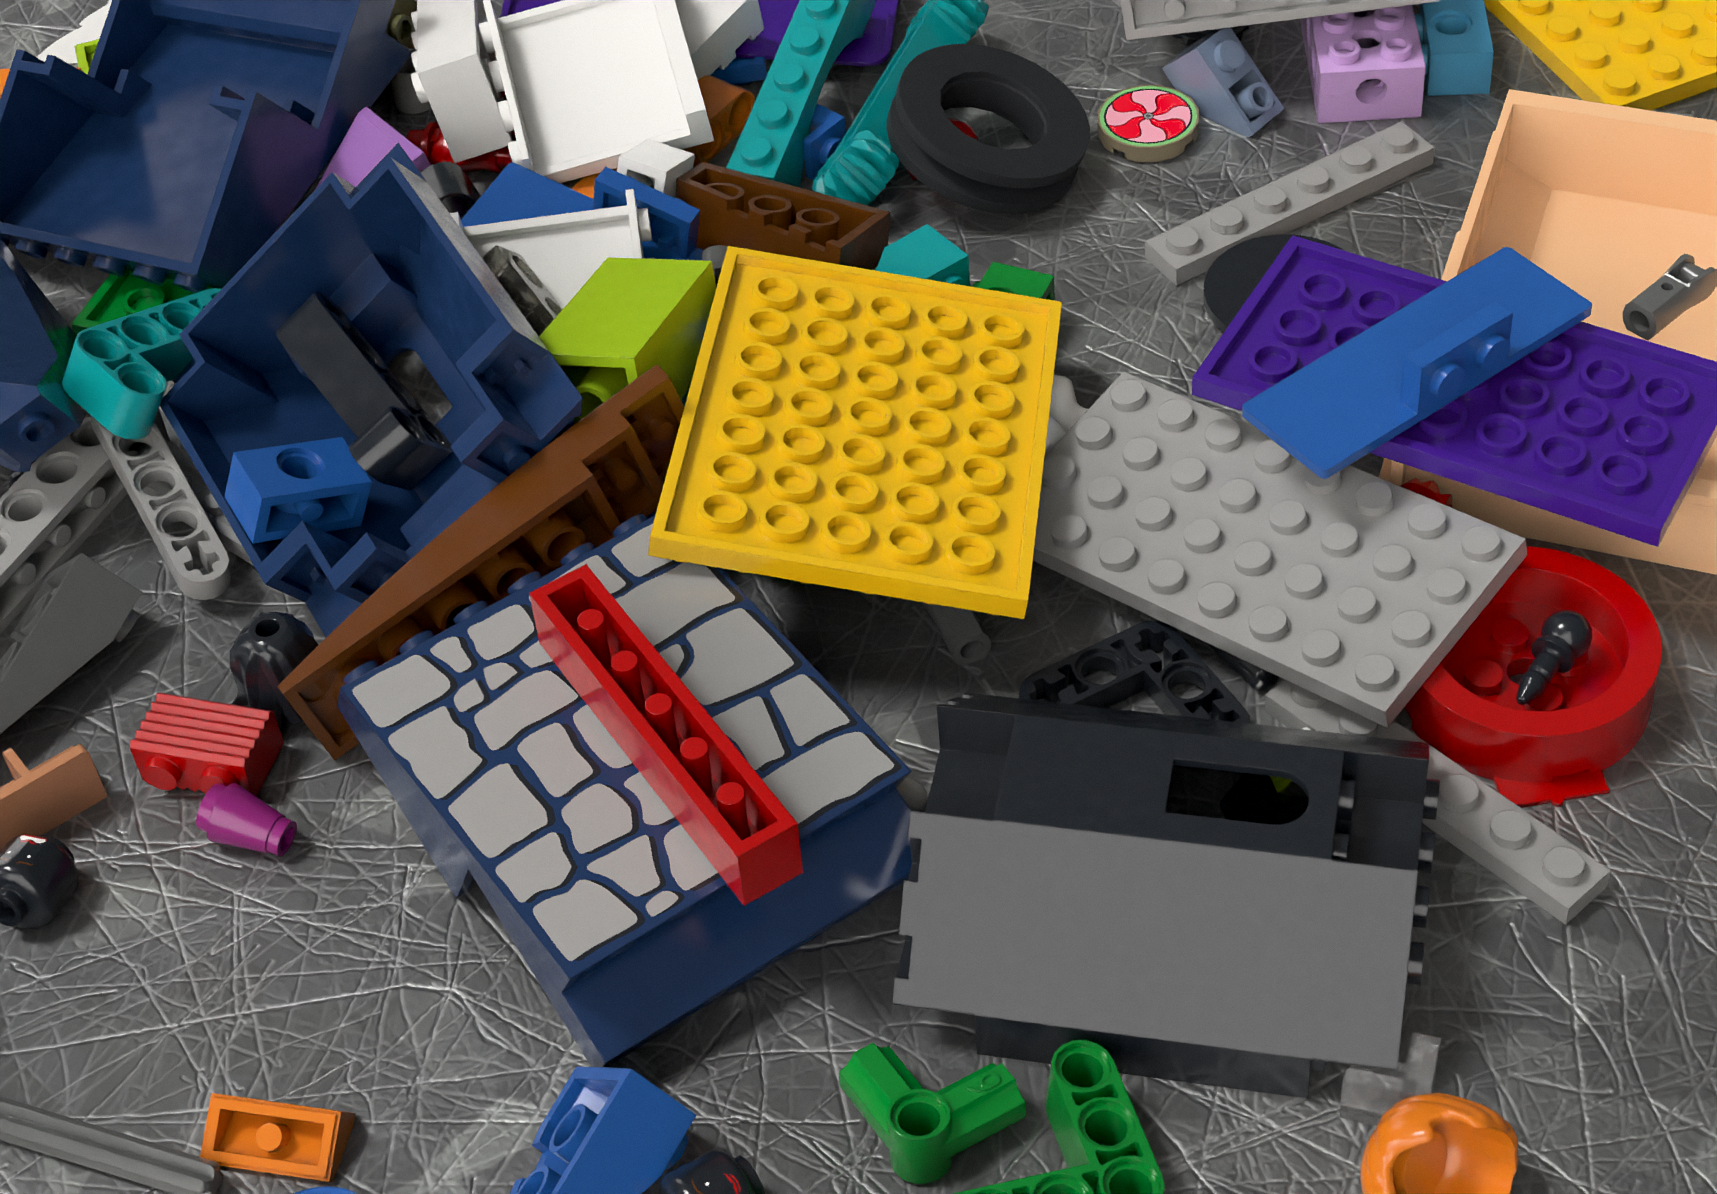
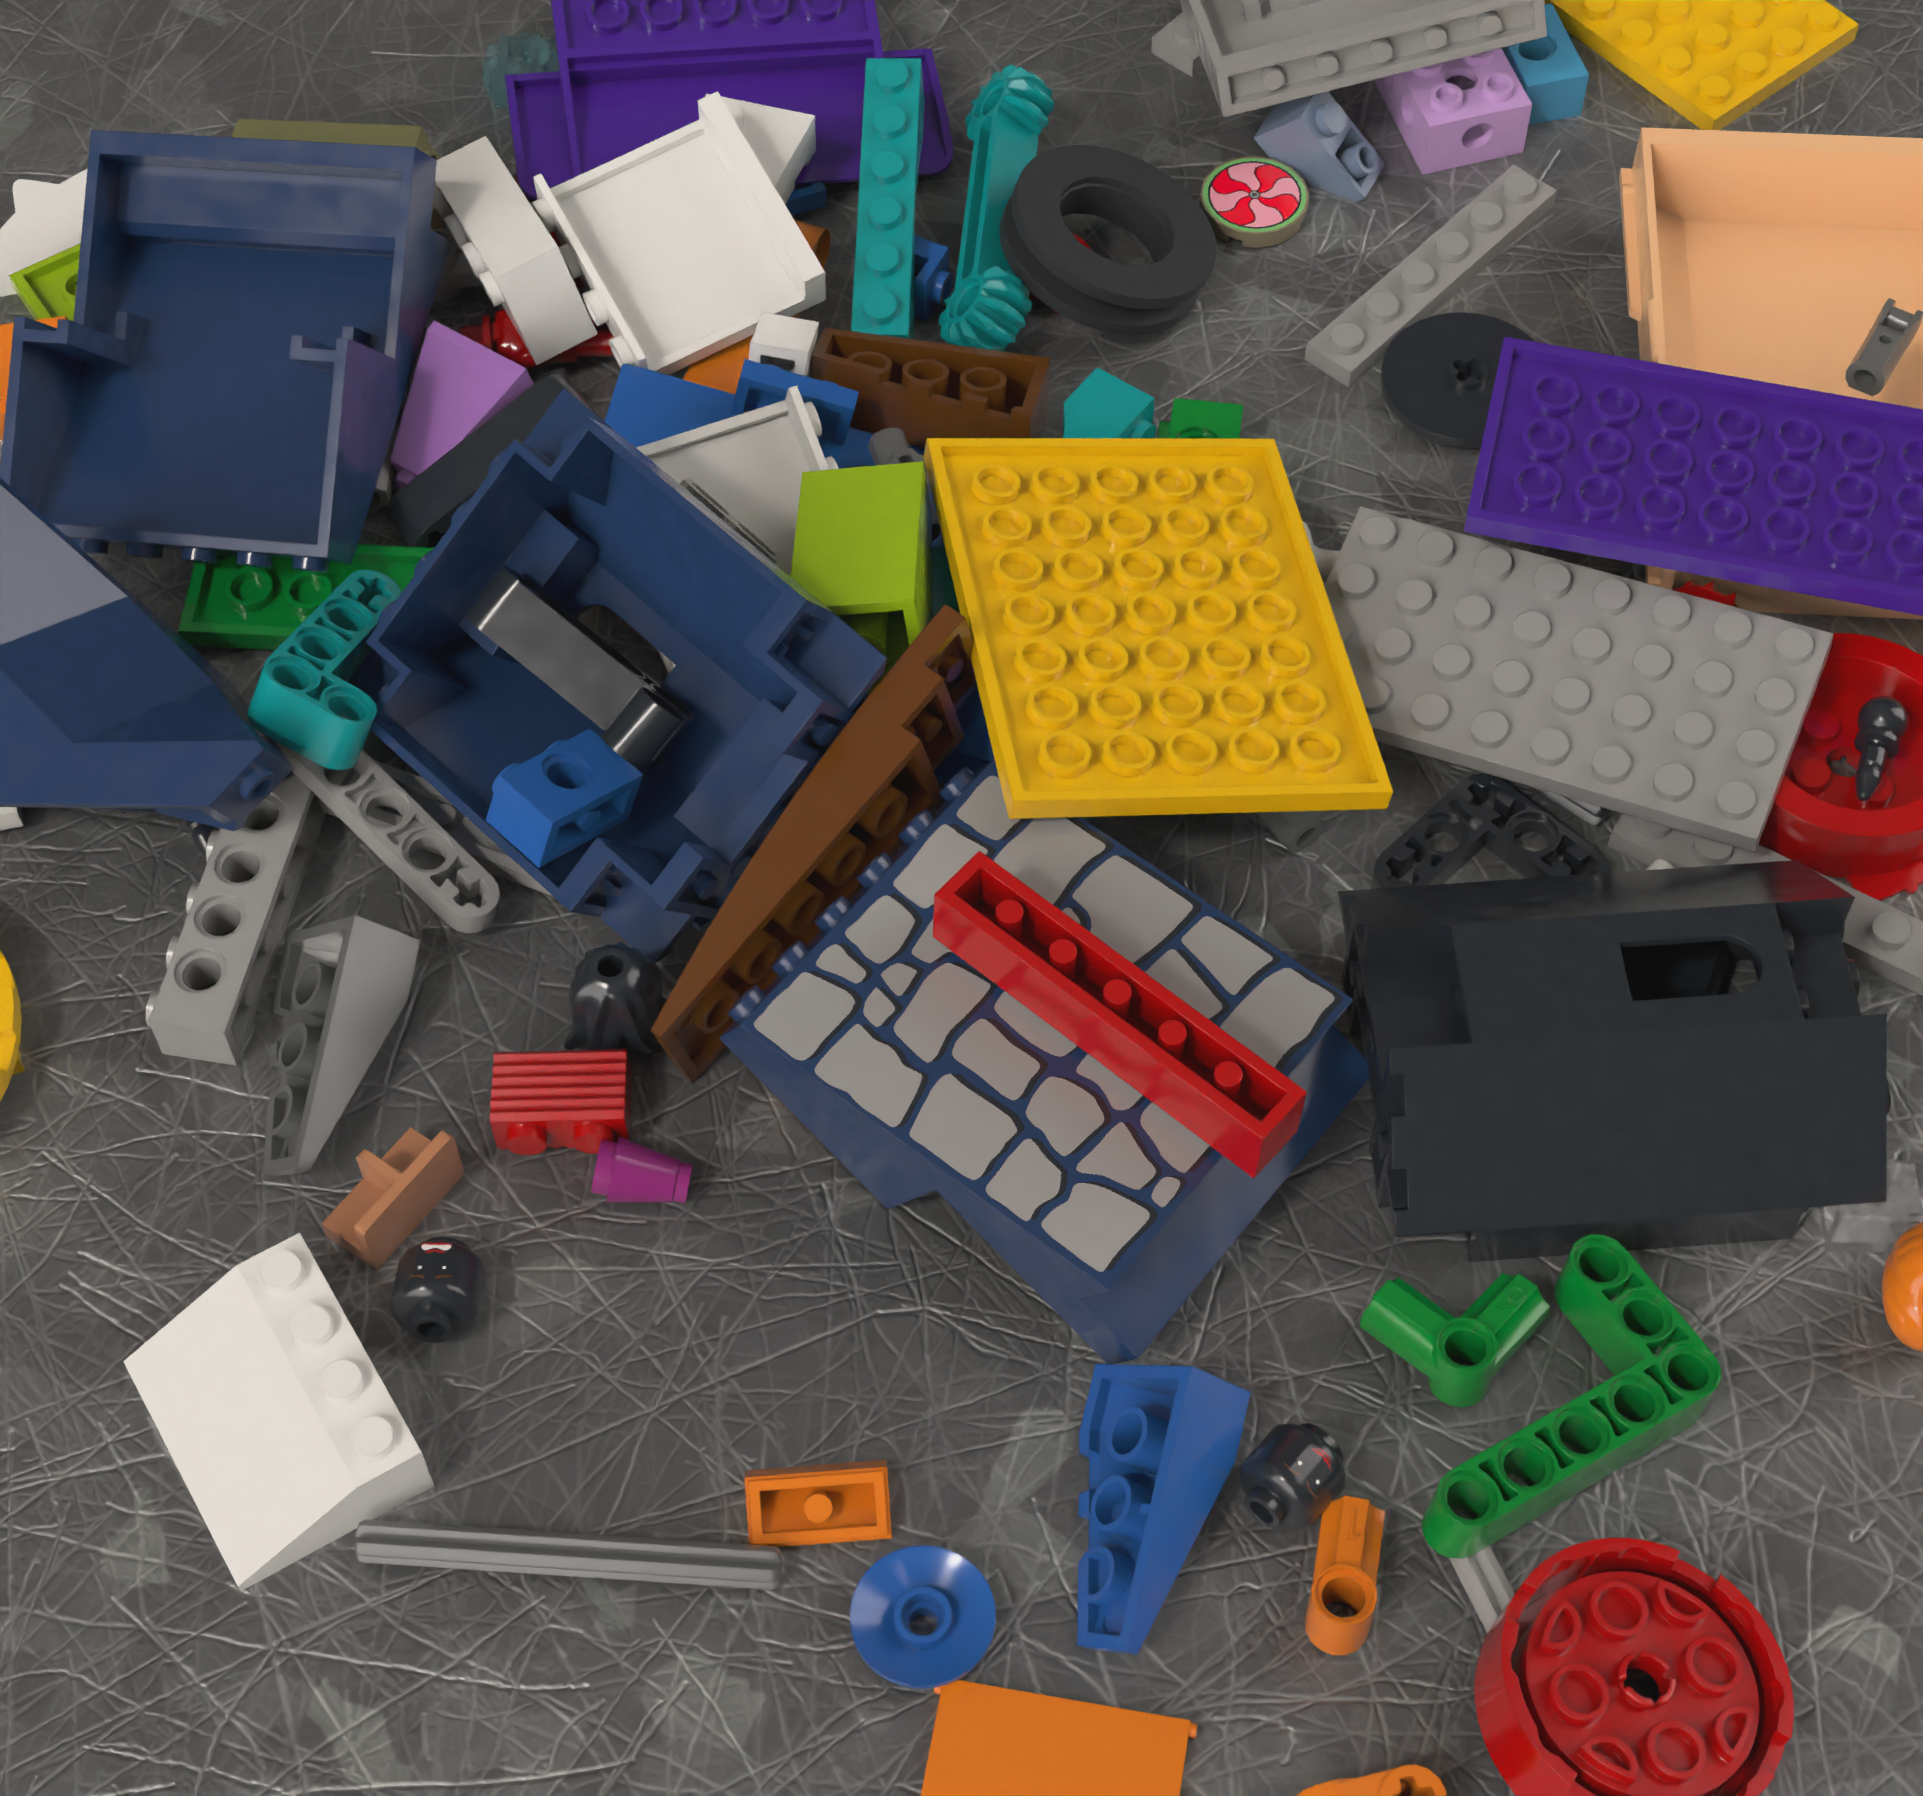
camera: 20 degrees left, 10 degrees up
(1415, 361) = (1684, 465): blue bracket -> none

